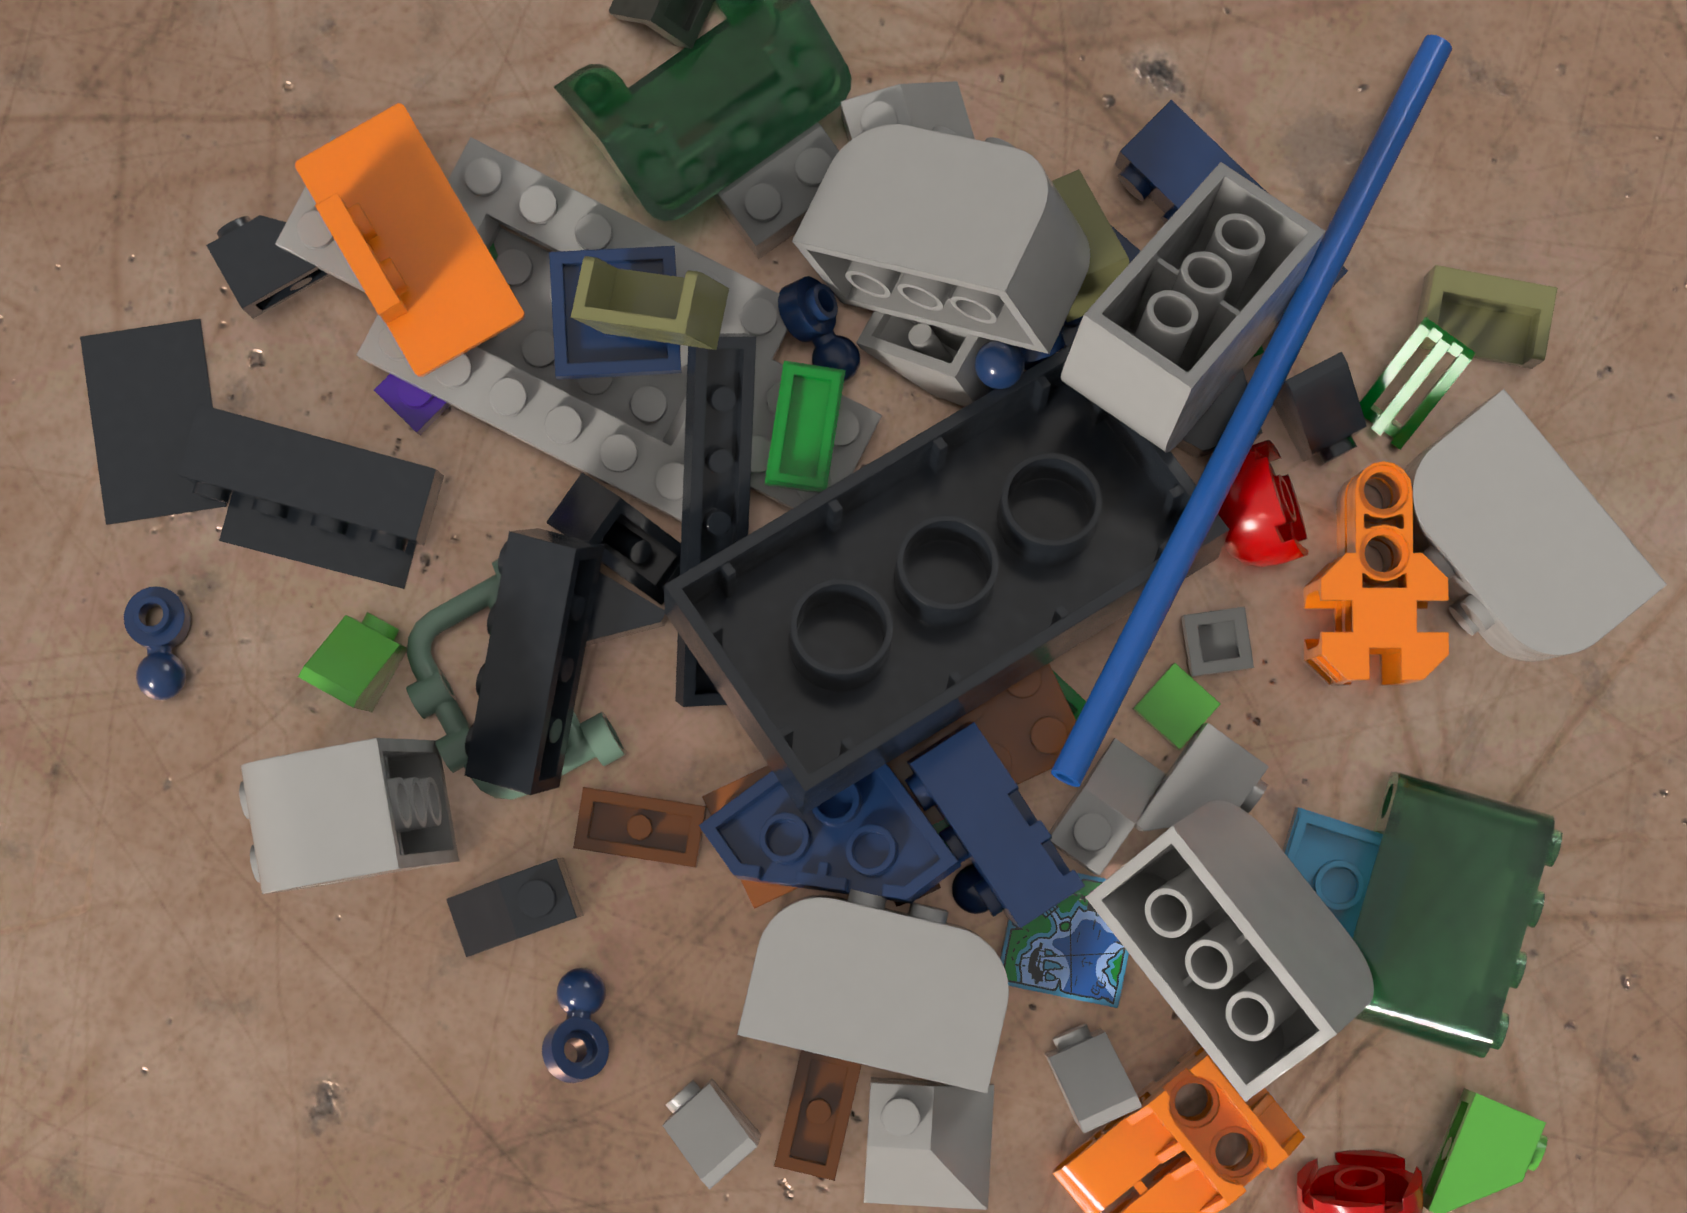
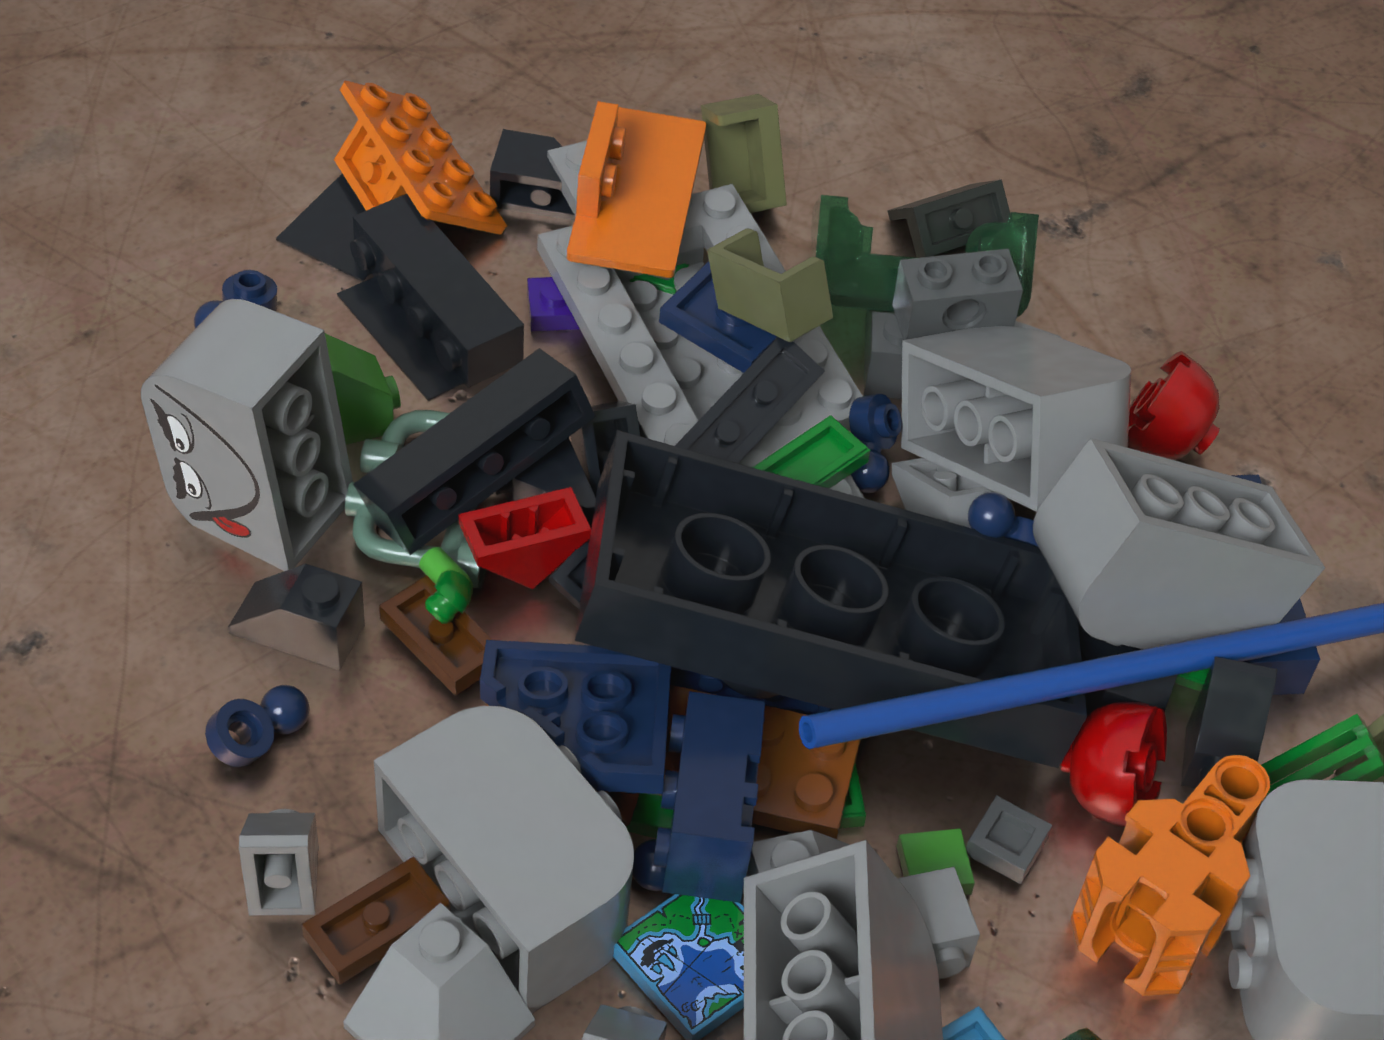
camera: 30 degrees right, 35 degrees down
(154, 345) = (405, 151): none -> orange bracket
(450, 89) = (746, 150): none -> olive panel
(621, 789) = (451, 582): none -> green arm
(634, 693) = (526, 536): none -> red slope
(800, 147) = (956, 293): none -> dark grey brick
(1043, 79) = (1175, 412): none -> red cylinder

